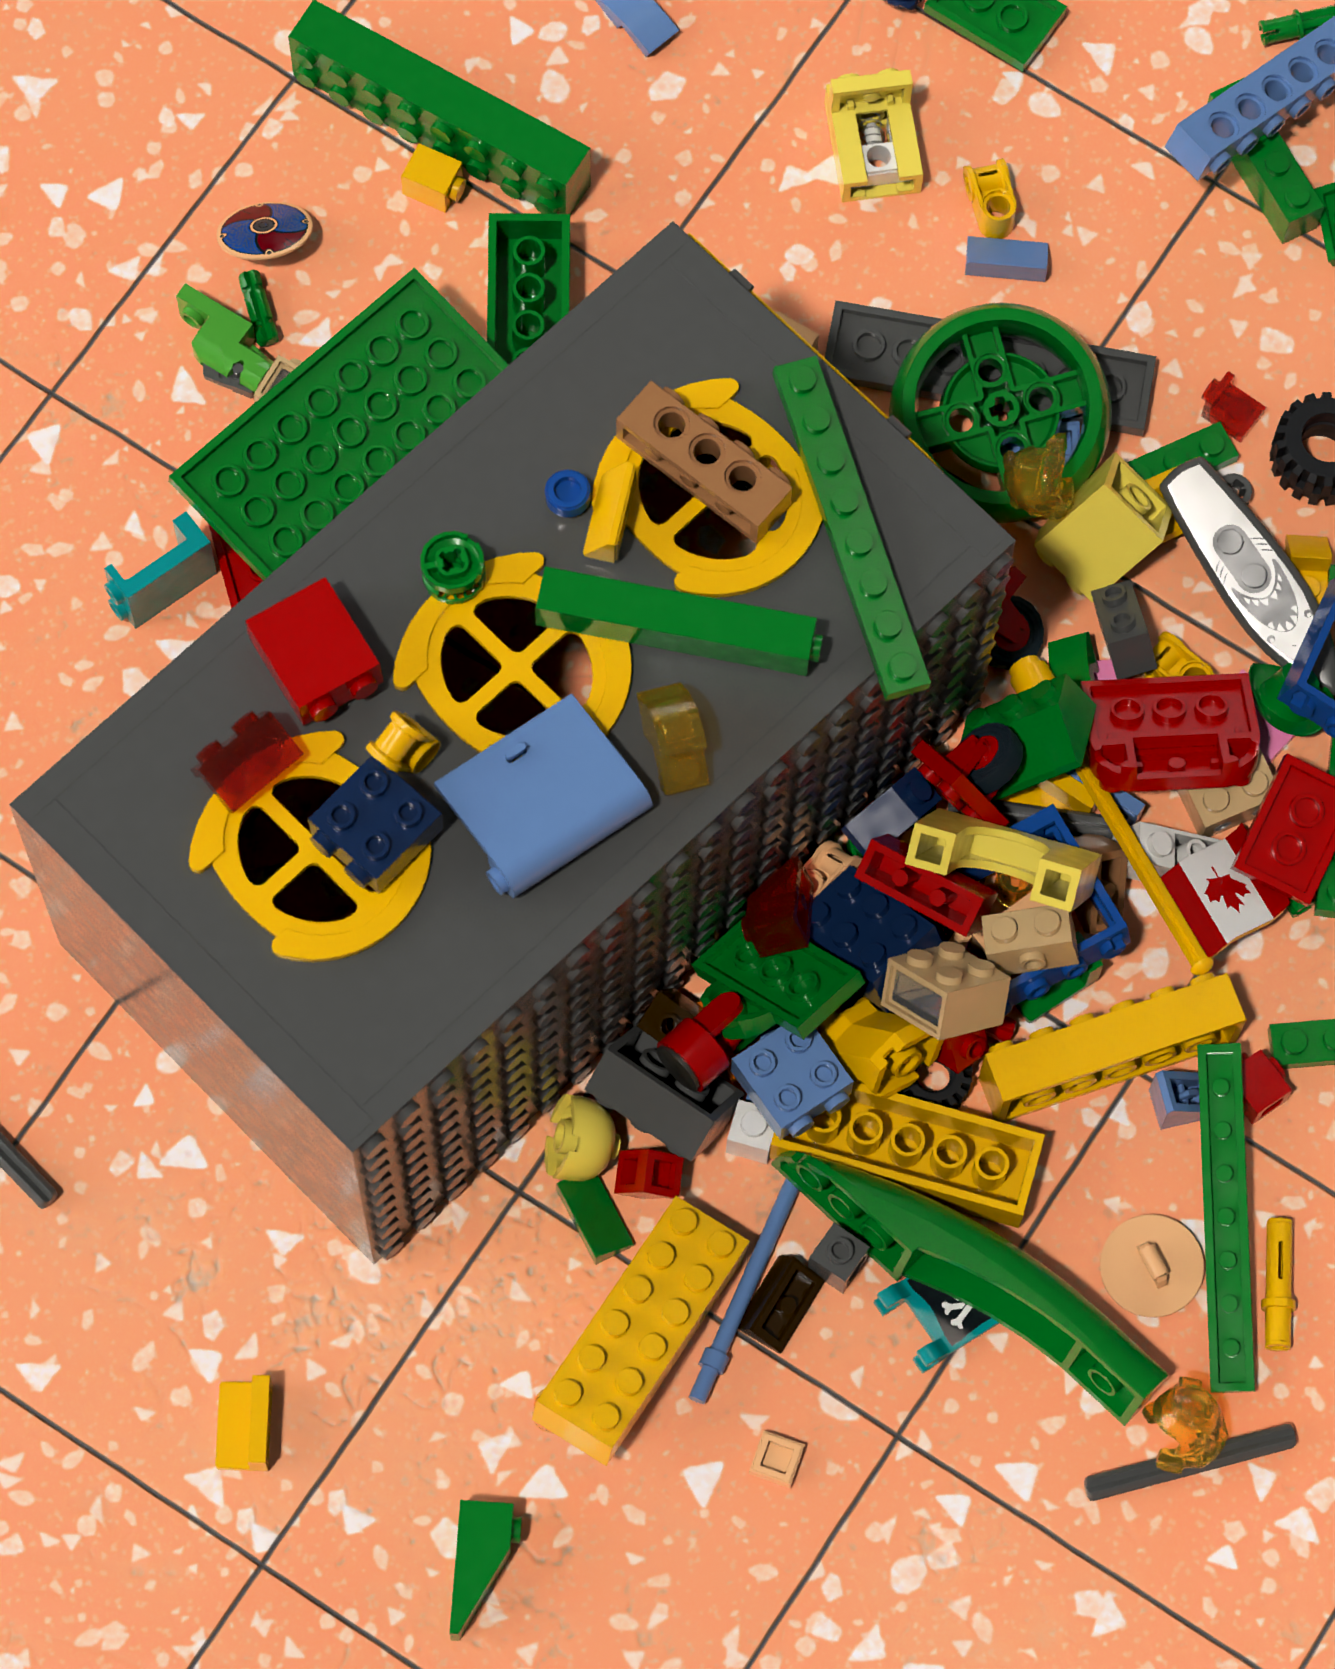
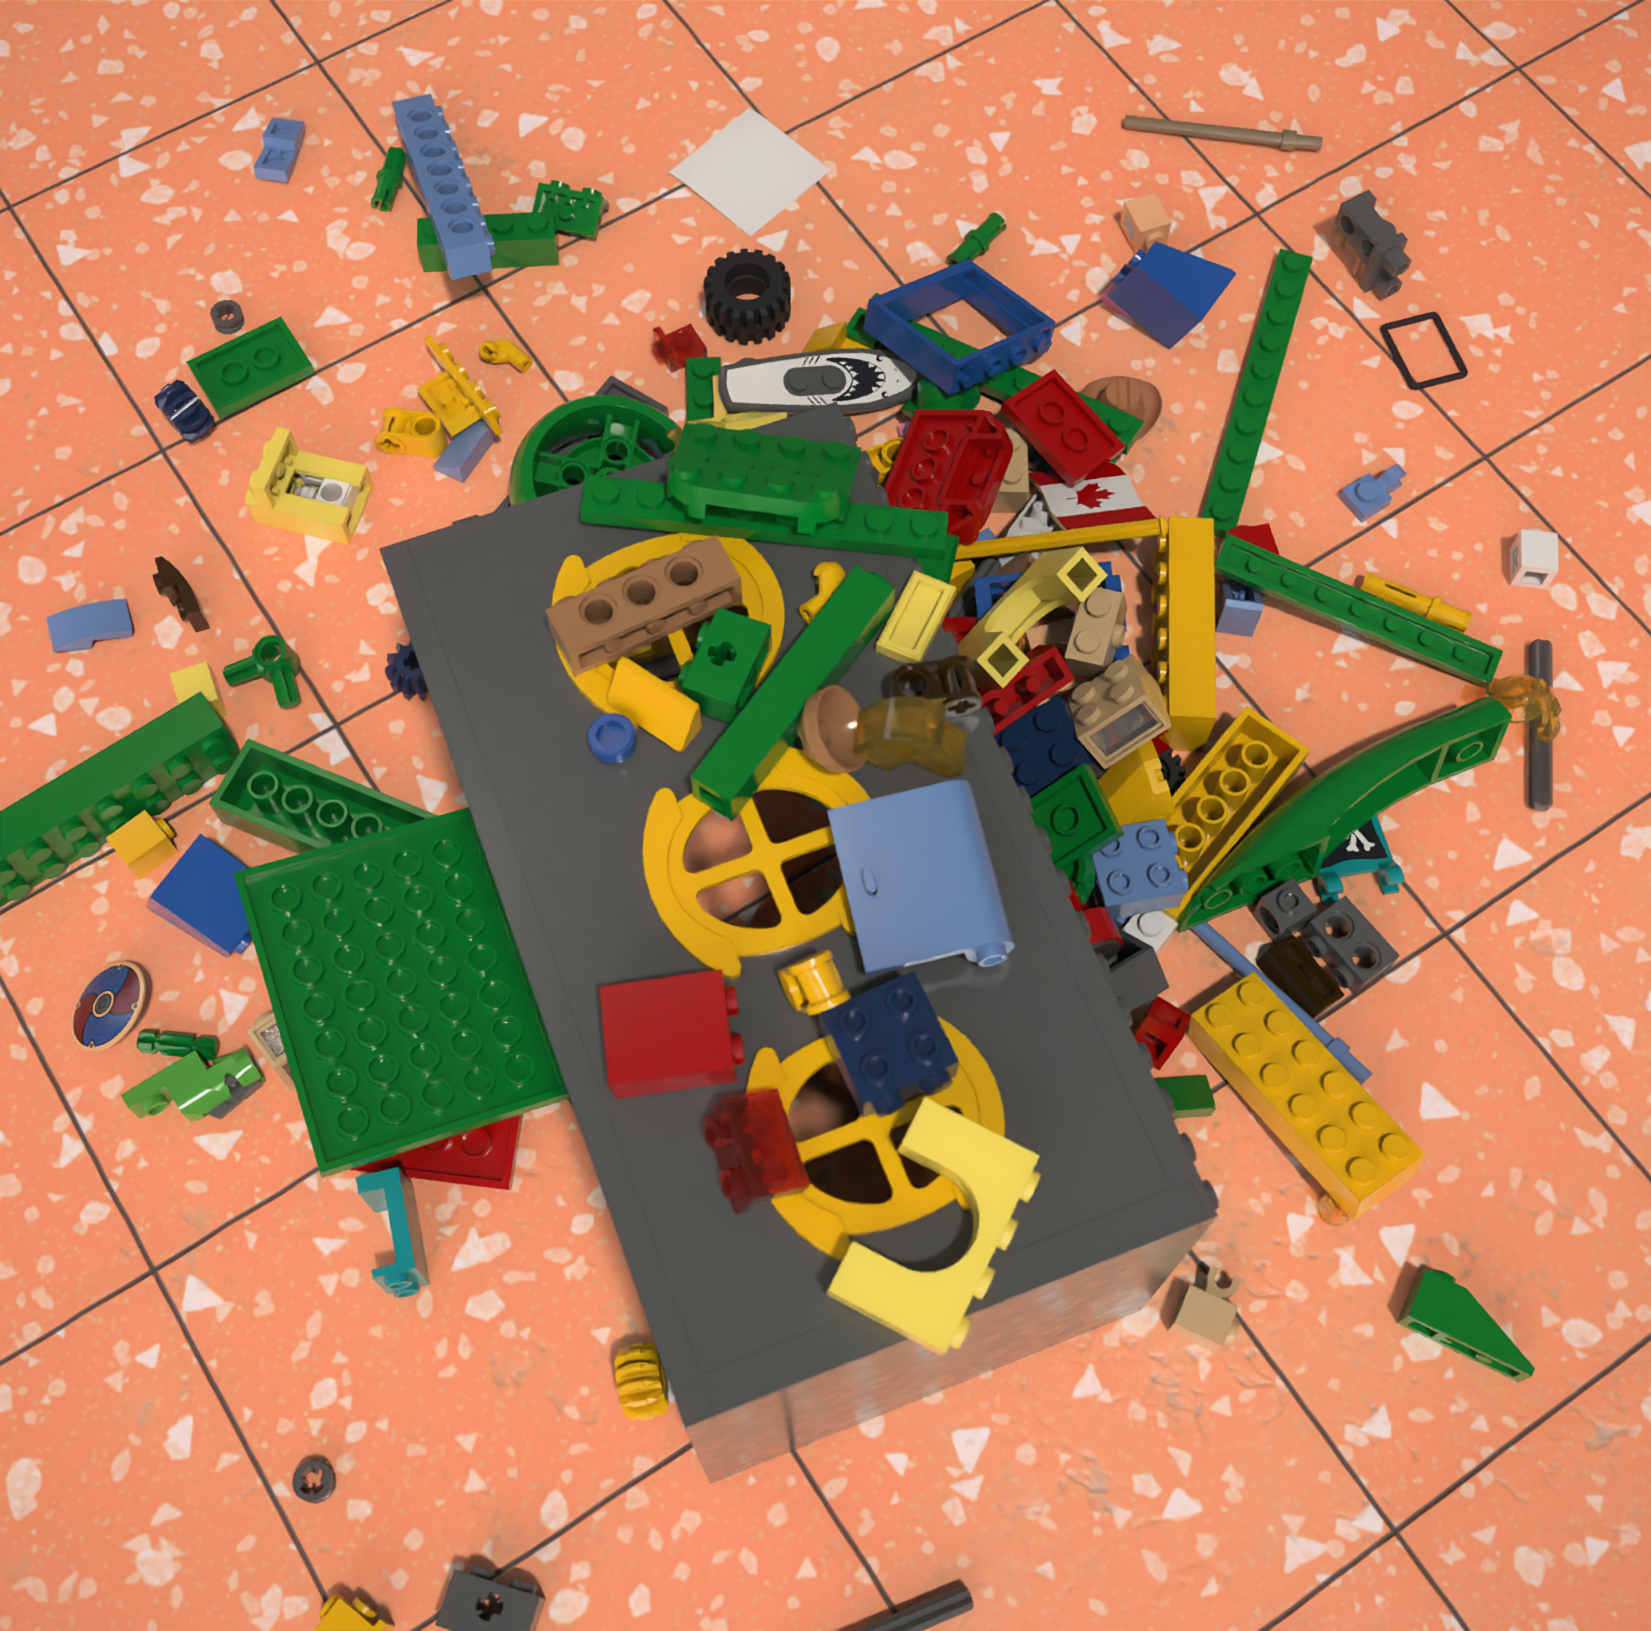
camera: 65 degrees left, 5 degrees down
(244, 1425) = (1259, 1491): yellow panel -> none
(294, 953) = (993, 1179): none -> light yellow arch
(386, 1318) = (1205, 1314): none -> tan brick
(398, 245) = (204, 898): none -> blue slope
(452, 566) = (641, 868): green wheel -> none
(611, 147) = (195, 679): none -> light yellow brick
(665, 208) = (262, 663): none -> green axle
(667, 665) = (830, 729): none -> medium nougat piece
(698, 548) = (726, 664): none -> green brick
(710, 71) = (174, 585): none -> dark brown slope
(743, 745) = (940, 683): none -> dark brown piece
(776, 1459) = (1438, 1035): light nougat tile -> none
(808, 699) = (916, 619): none -> light yellow tile
(813, 605) = (829, 579): none -> yellow arm
(838, 1339) = (1357, 940): none -> dark grey brick
(883, 504) = (763, 474): none -> green plate
(1050, 215) = (453, 397): none -> yellow bracket
(1138, 240) = (504, 352): none -> yellow arm
(1151, 1265) = (1366, 686): light nougat shield -> none

